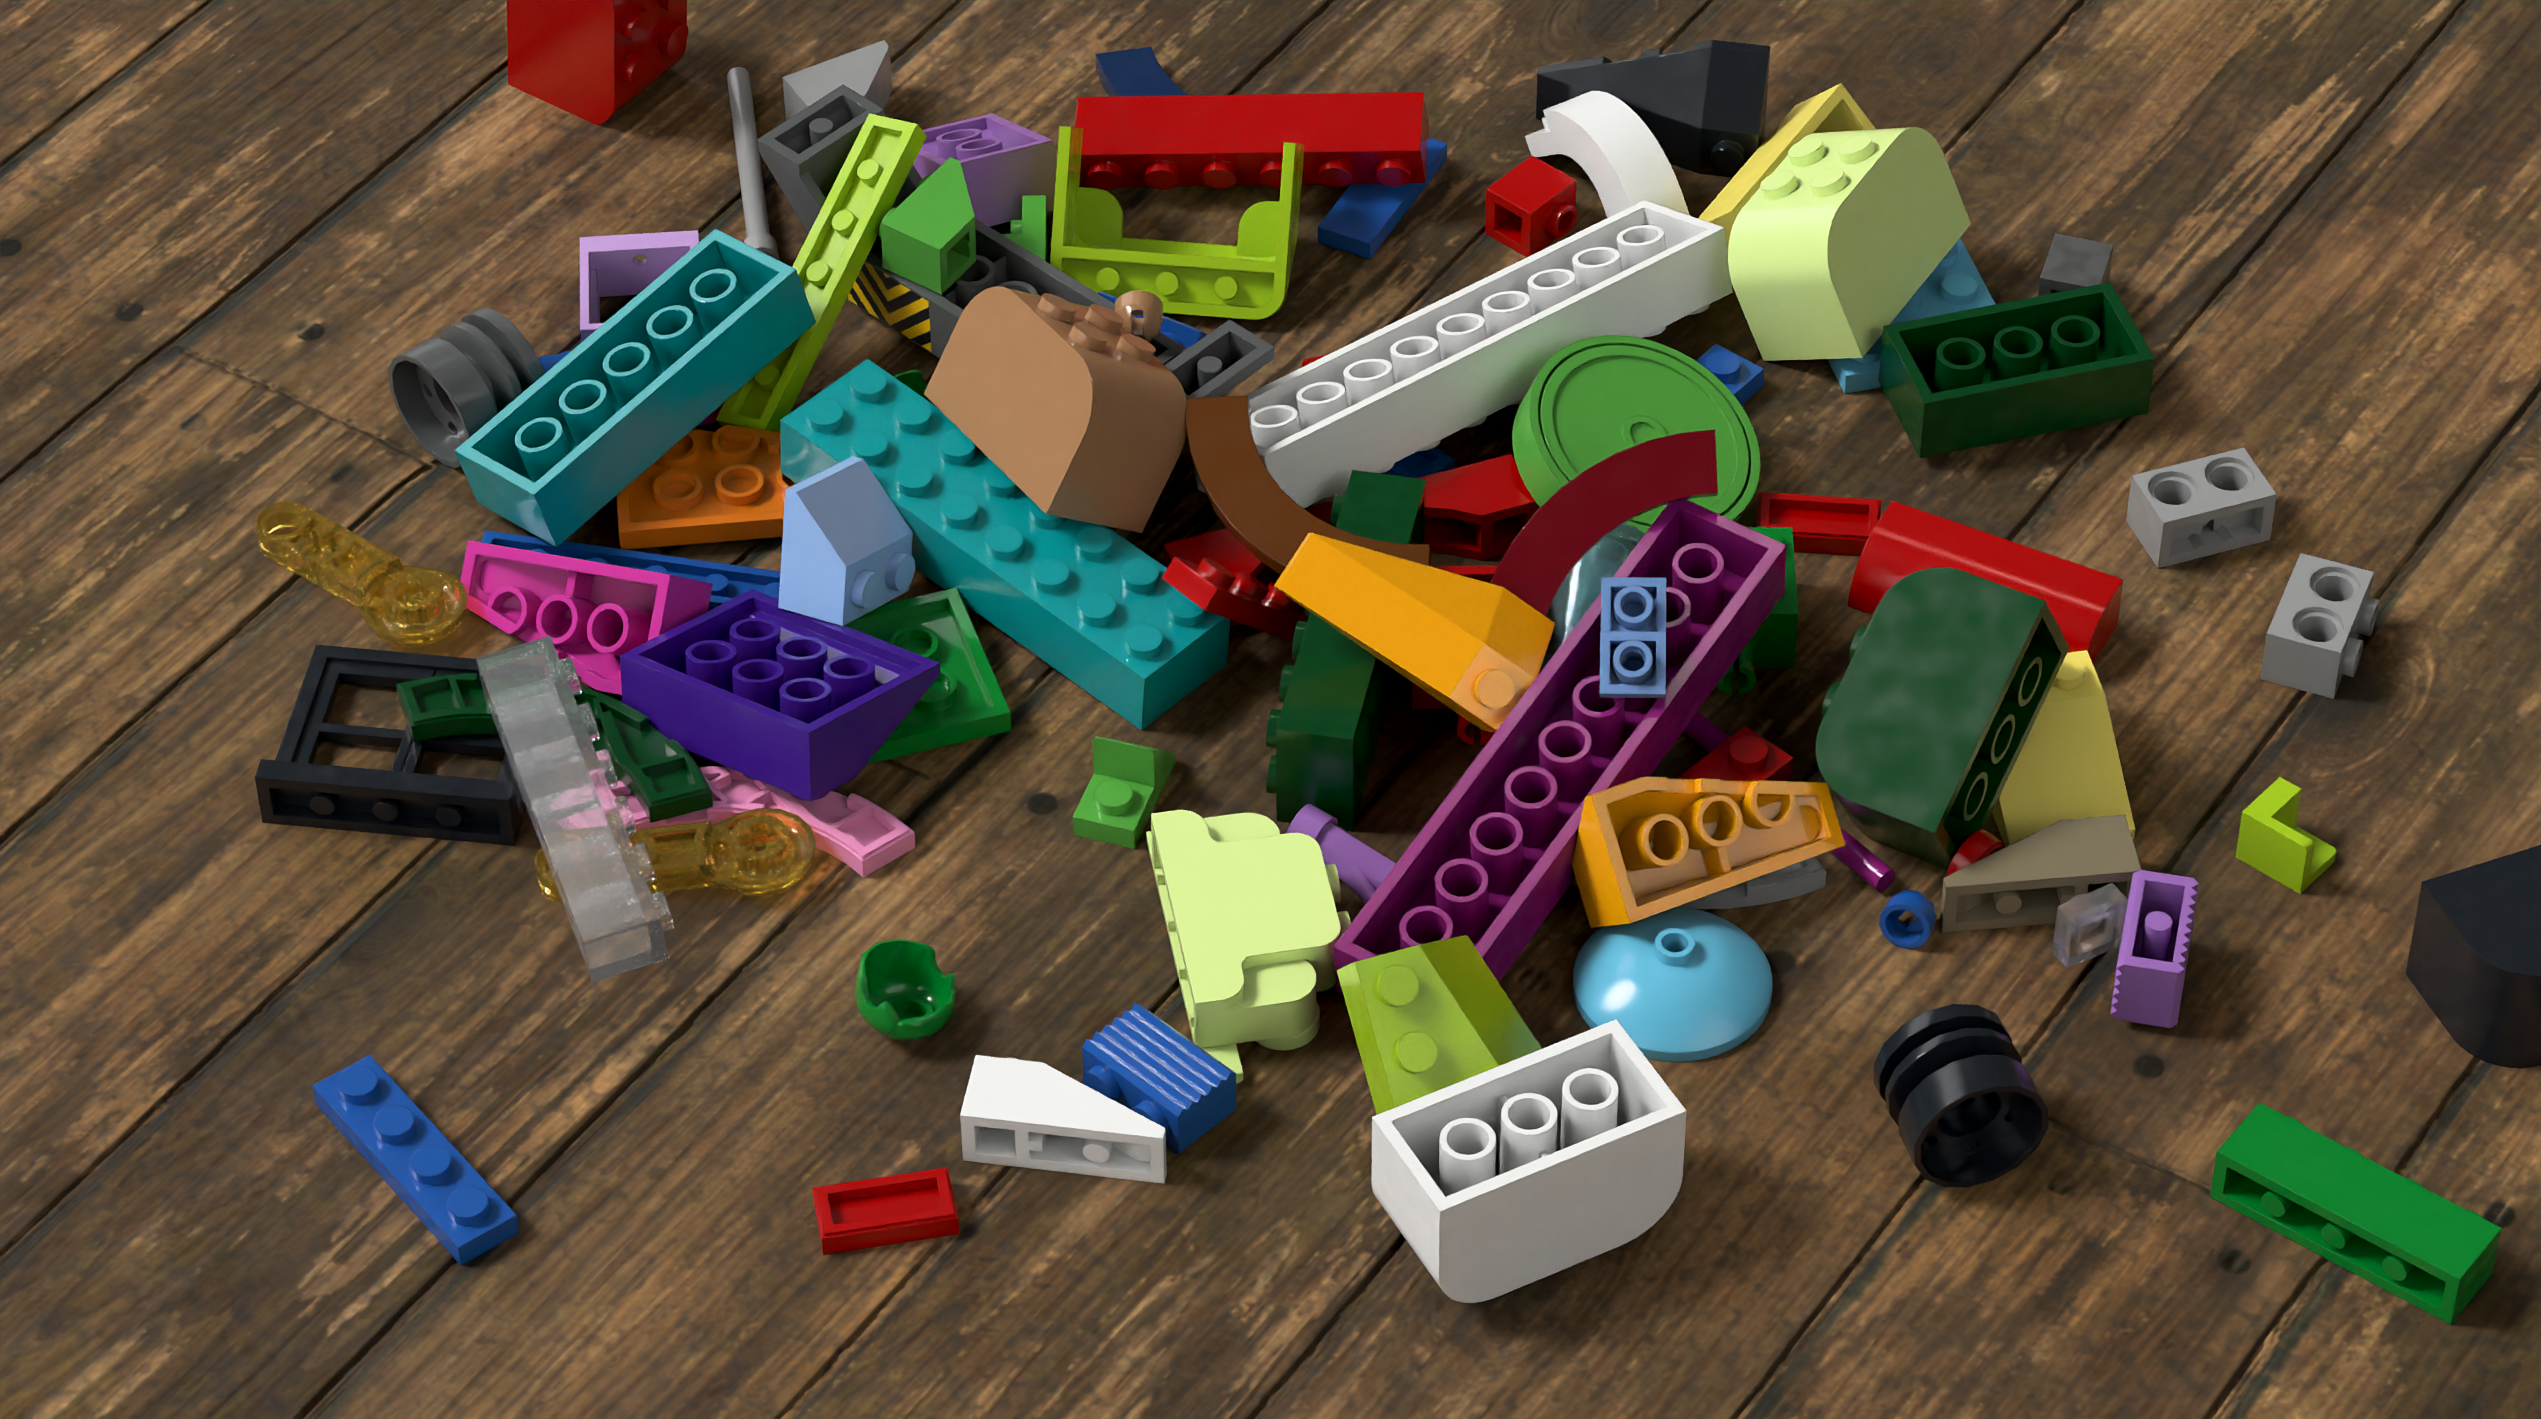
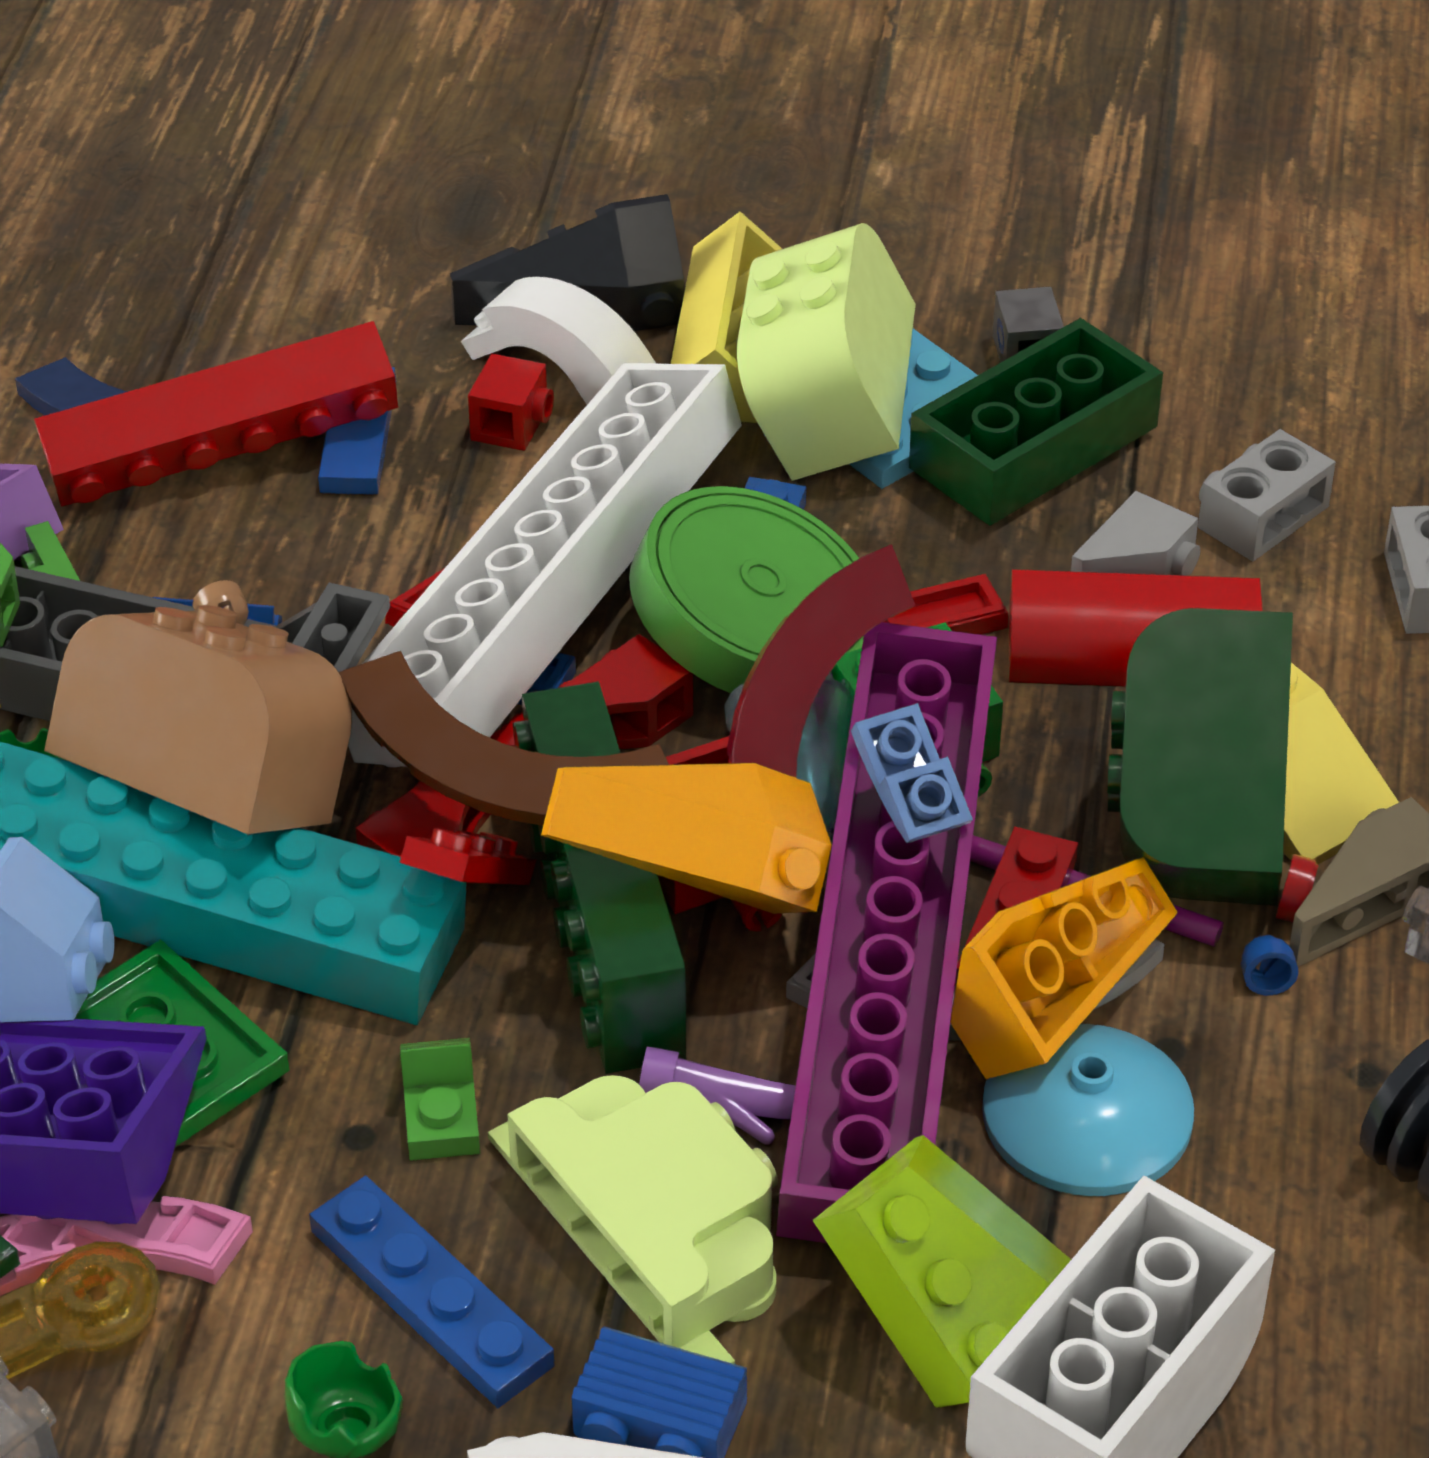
camera: 25 degrees left, 0 degrees up
(1030, 938) = (432, 1291): none -> blue plate
(1186, 276) = (267, 550): lime windscreen -> none
(2040, 512) = (1142, 539): none -> light grey slope

